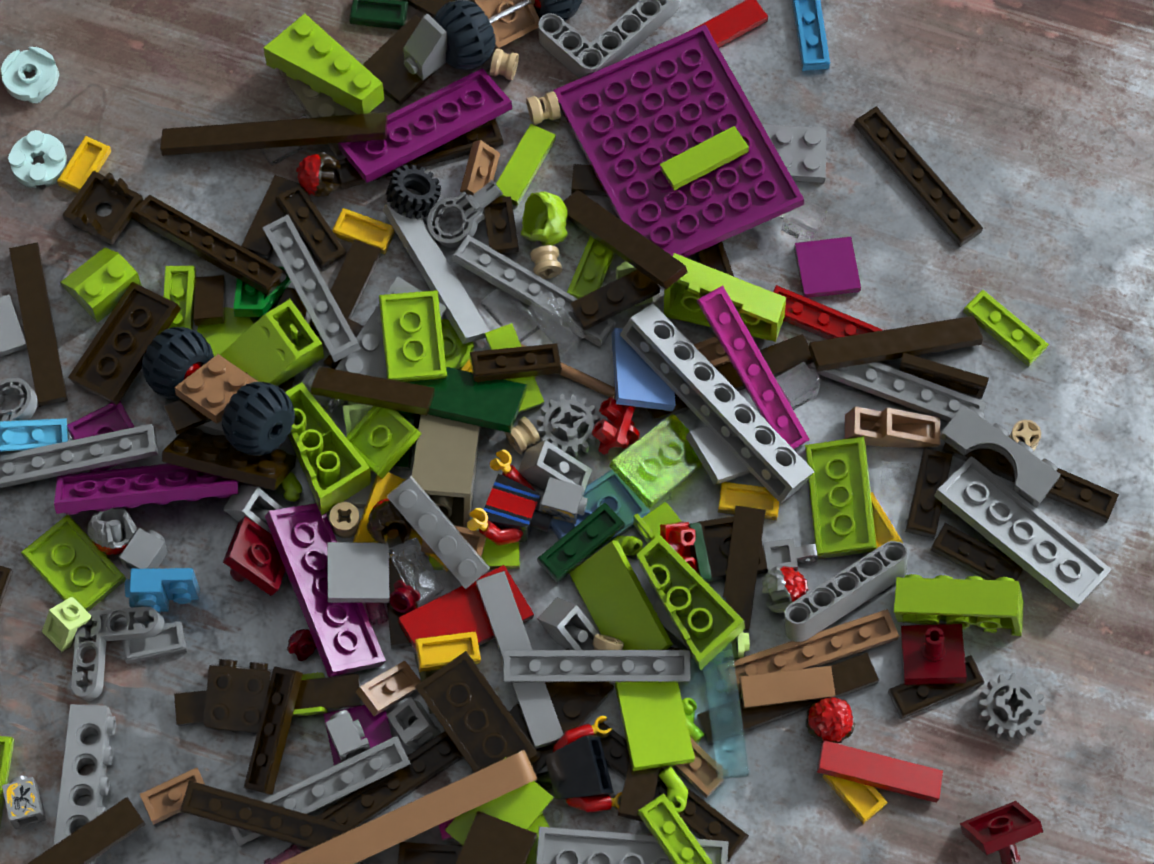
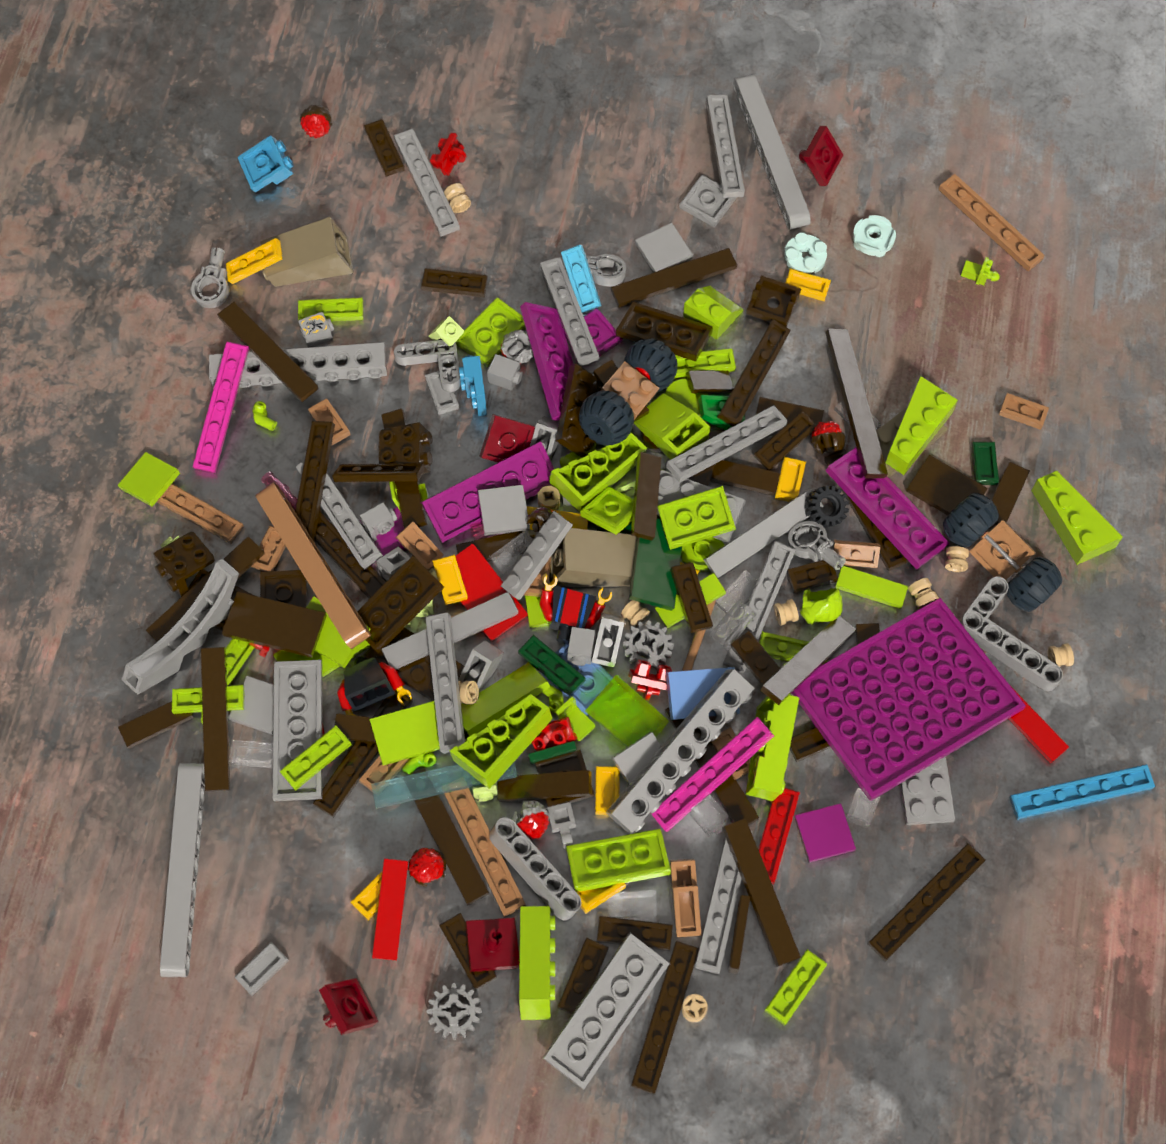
camera: 85 degrees right, 0 degrees up
(301, 644) = (447, 481): dark red plate -> none
(404, 597) = (489, 544): dark red plate -> none
(426, 48) = (950, 493): light grey slope -> none
(676, 789) = (358, 757): lime arm -> none
(704, 158) = (895, 715): lime tile -> none
(787, 687) = (450, 830): medium nougat tile -> none
(971, 432) = (655, 1012): light grey arch -> none

